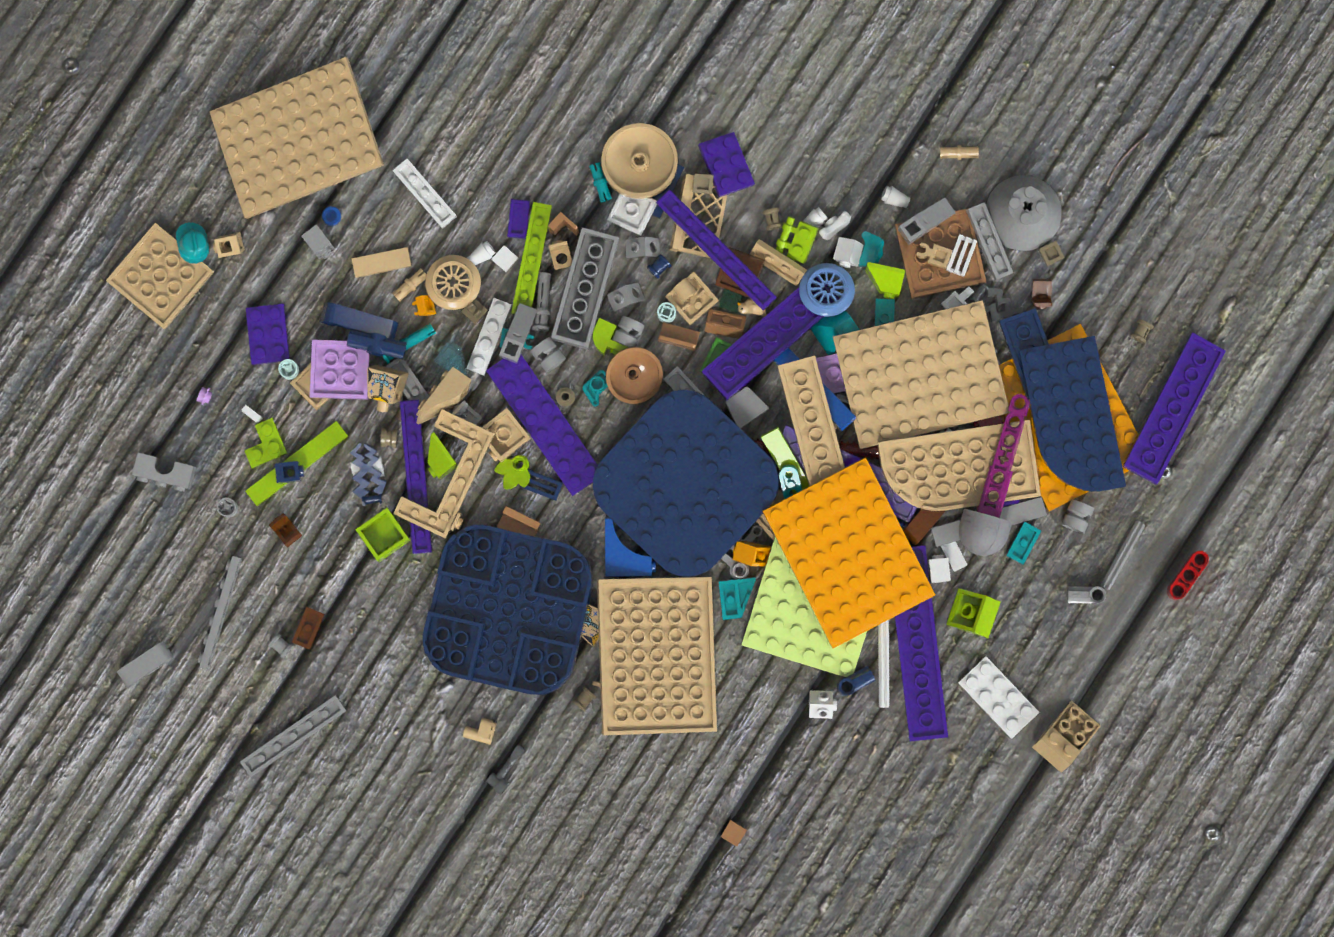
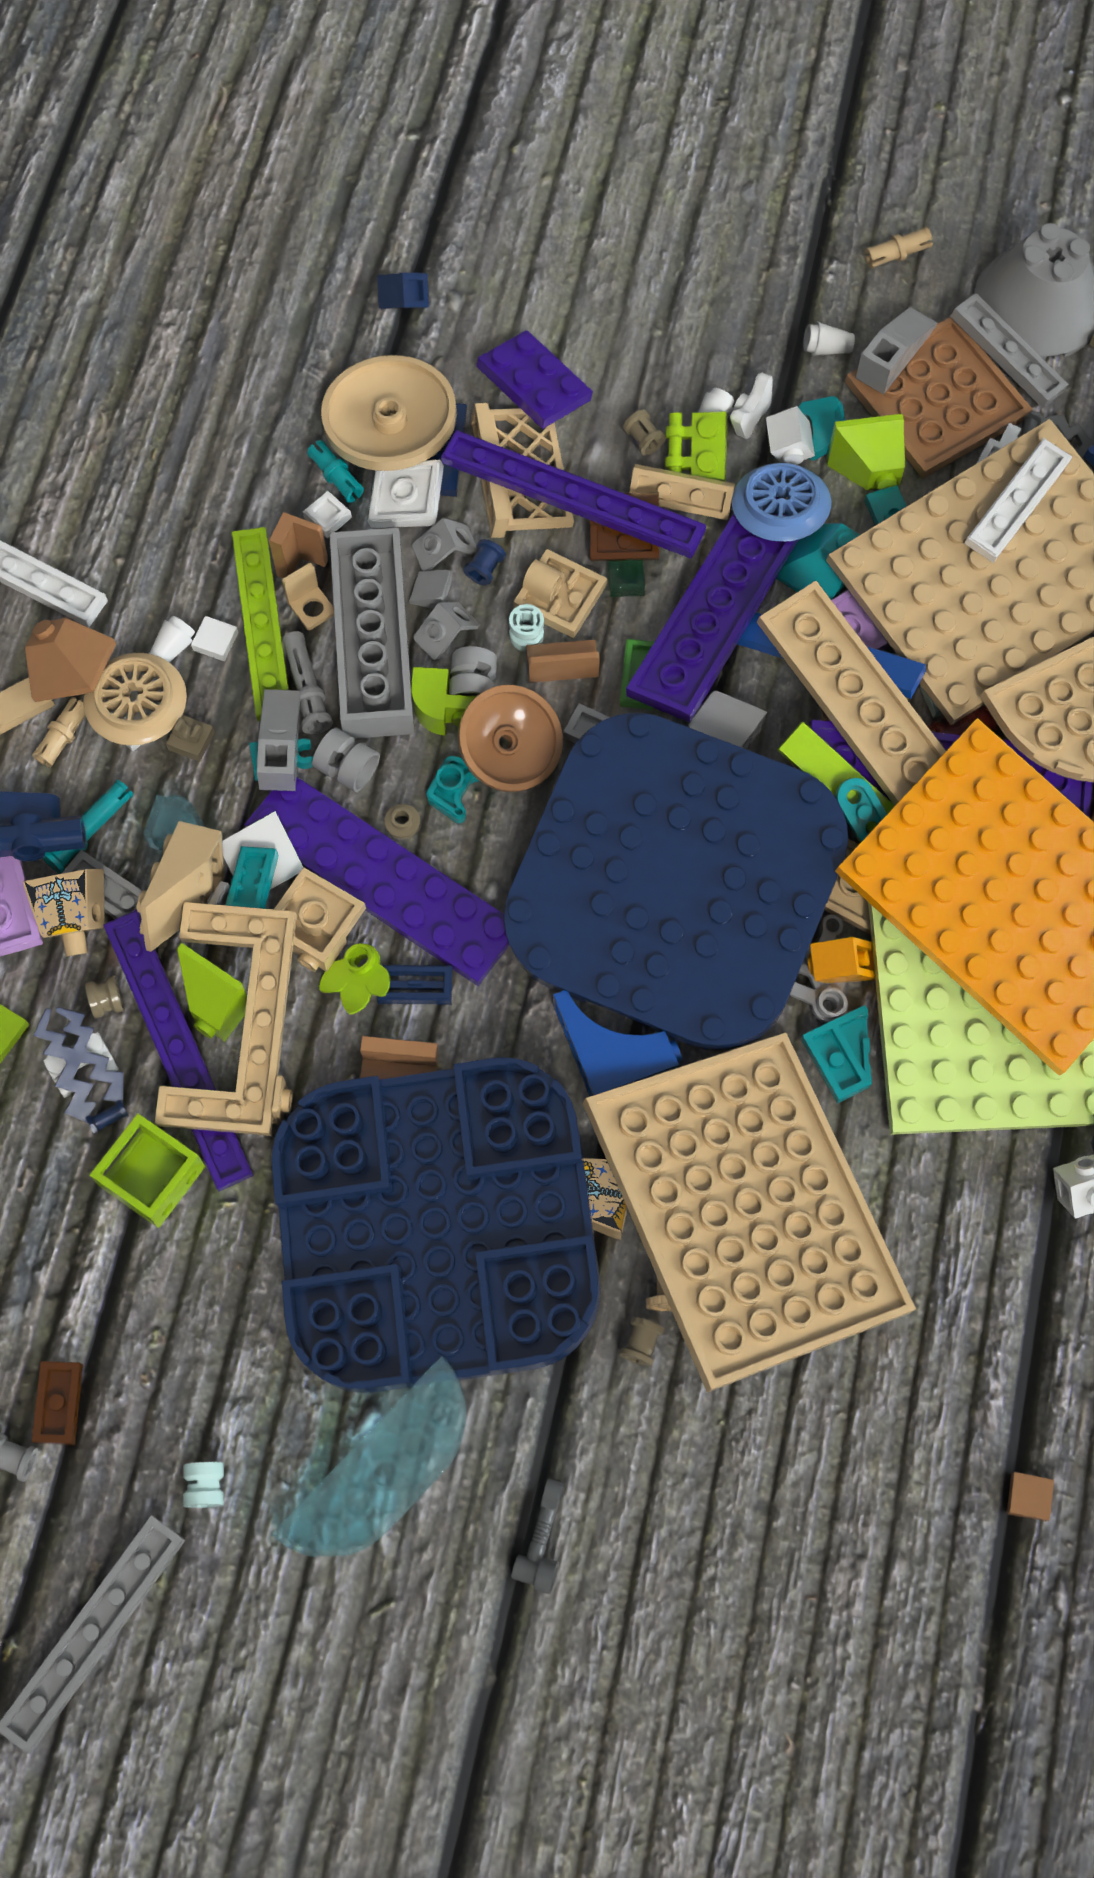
camera: 25 degrees left, 15 degrees down
(362, 690) = (203, 1484): none -> light aqua wheel
(424, 250) = (65, 659): none -> medium nougat slope
(424, 305) = (98, 754): light orange tile -> none
(445, 714) = (382, 1471): none -> clear light blue plate
(479, 405) = (252, 877): none -> teal plate
(484, 733) = (474, 1481): tan piece -> none
(488, 391) = (265, 834): none -> white sticker
(489, 336) = (230, 768): white plate -> none
(518, 219) = (216, 571): dark purple tile -> none
(587, 206) = (327, 513): none -> white tile
(626, 270) = (431, 588): none -> light grey slope
(675, 83) = (403, 290): none -> dark blue panel
(702, 183) = (508, 409): dark tan plate -> none
(725, 324) = (632, 617): medium nougat slope -> none
(750, 307) = (669, 570): tan animal -> none
(938, 256) = (939, 391): tan plate -> none
(943, 343) = (1018, 500): none -> white tile
(967, 240) = (975, 360): white tile -> none

